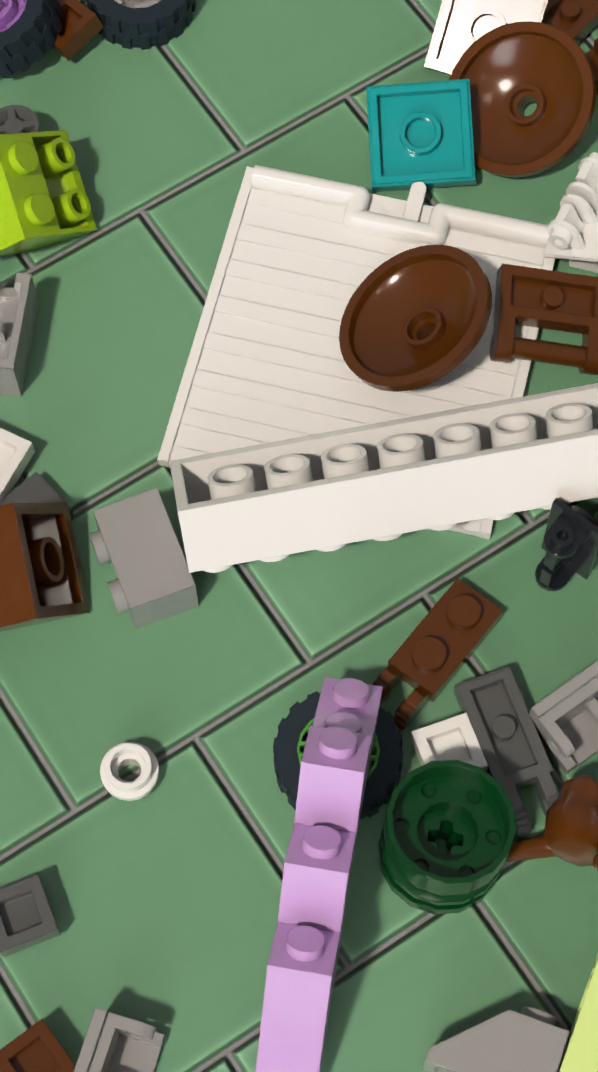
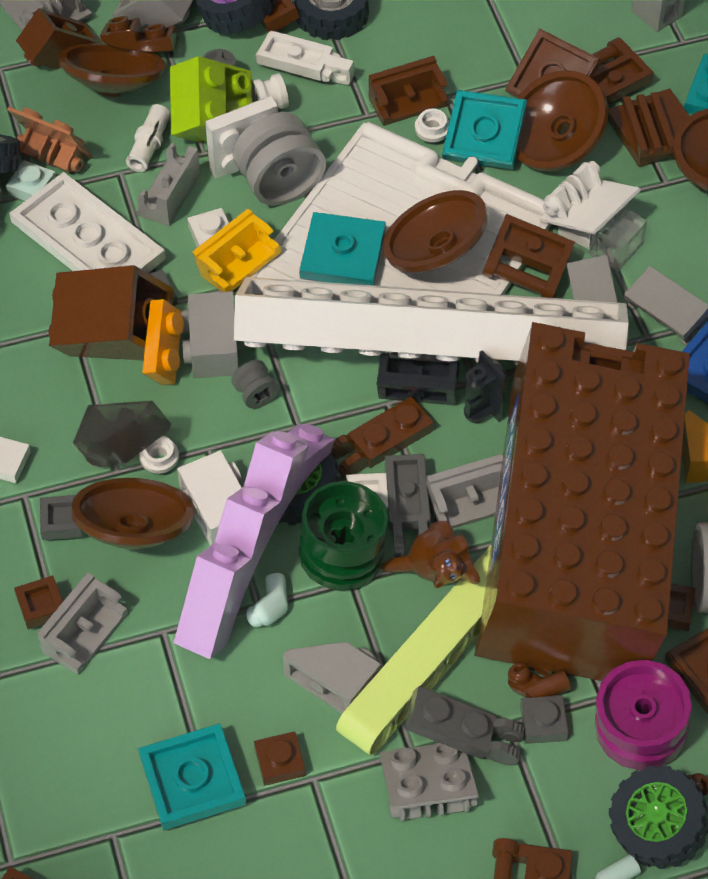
camera: 15 degrees right, 10 degrees down
(63, 759) = (119, 431): none -> clear smoke slope
(80, 595) = (163, 342): none -> light orange plate
(85, 389) = (206, 225): none -> white plate
(90, 238) = (225, 130): none -> white plate
(101, 155) = (273, 87): none -> white wheel
(127, 886) = (132, 512): none -> reddish brown dish
(130, 87) = (304, 58): none -> white hinge
(137, 419) = (236, 252): none -> yellow hinge
(153, 259) = (279, 158): none -> light grey wheel
(232, 621) = (255, 384): none -> dark grey wheel
(237, 820) = (208, 486): none -> white brick
(286, 374) = (342, 249): none -> teal plate
(292, 102) = (407, 90): none -> reddish brown hinge
(343, 135) = (432, 125): none -> white plate
(372, 969) = (272, 605): none -> light aqua arm
(461, 552) = (420, 379): none -> black hinge

